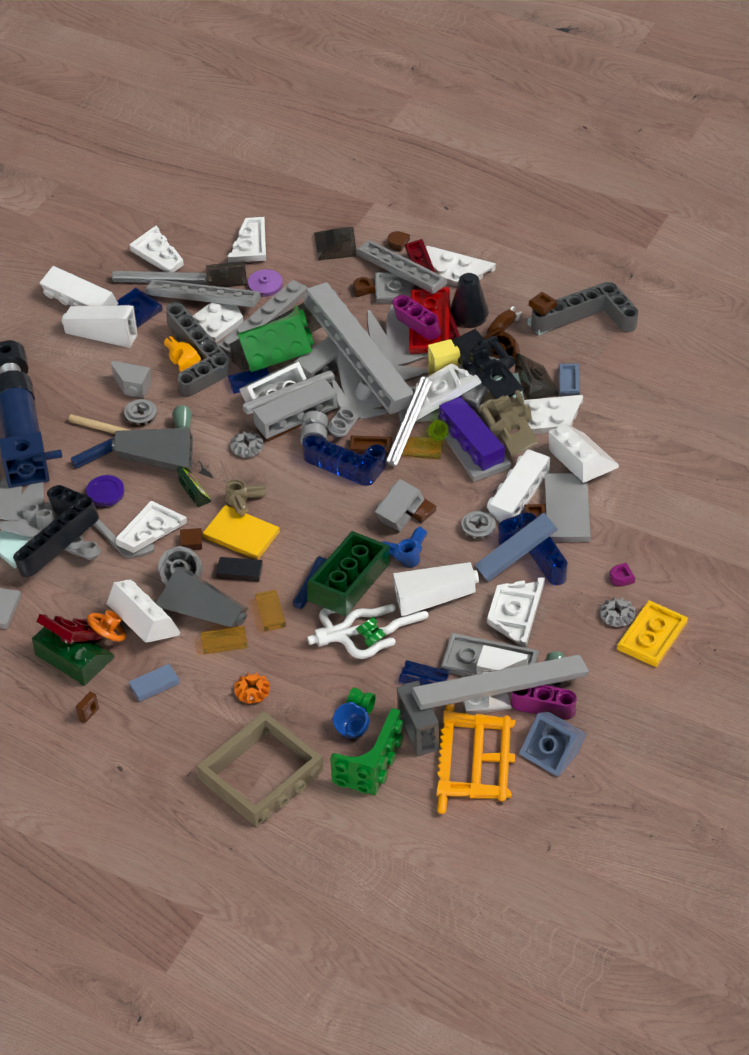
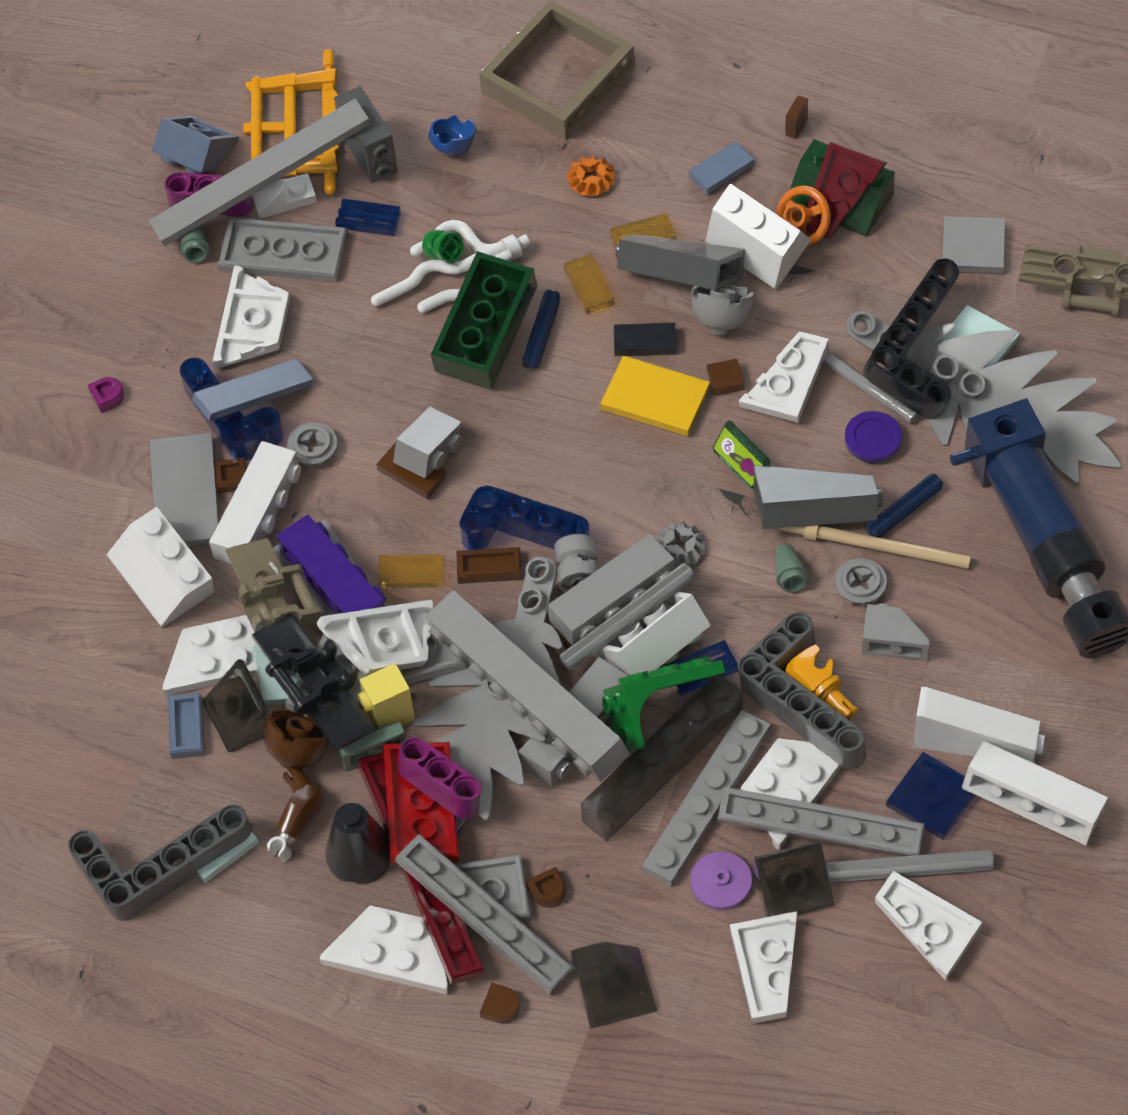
camera: 175 degrees right, 10 degrees up
(237, 494) = (668, 433): dark tan axle -> none
(362, 699) = (444, 165): green wheel -> none
(370, 770) = (418, 65): green bracket -> none
(408, 421) = (429, 583): axle -> none
(409, 549) = (405, 390): blue axle -> none
(433, 586) = (367, 326): white slope -> none
(441, 430) = (386, 576): clear neon green cone -> none
(497, 659) = (265, 218): white slope -> none
(542, 303) = (228, 828): reddish brown tile -> none
(612, 618) = (125, 336): light grey gear -> none
(652, 633) = (66, 313): yellow tile -> none

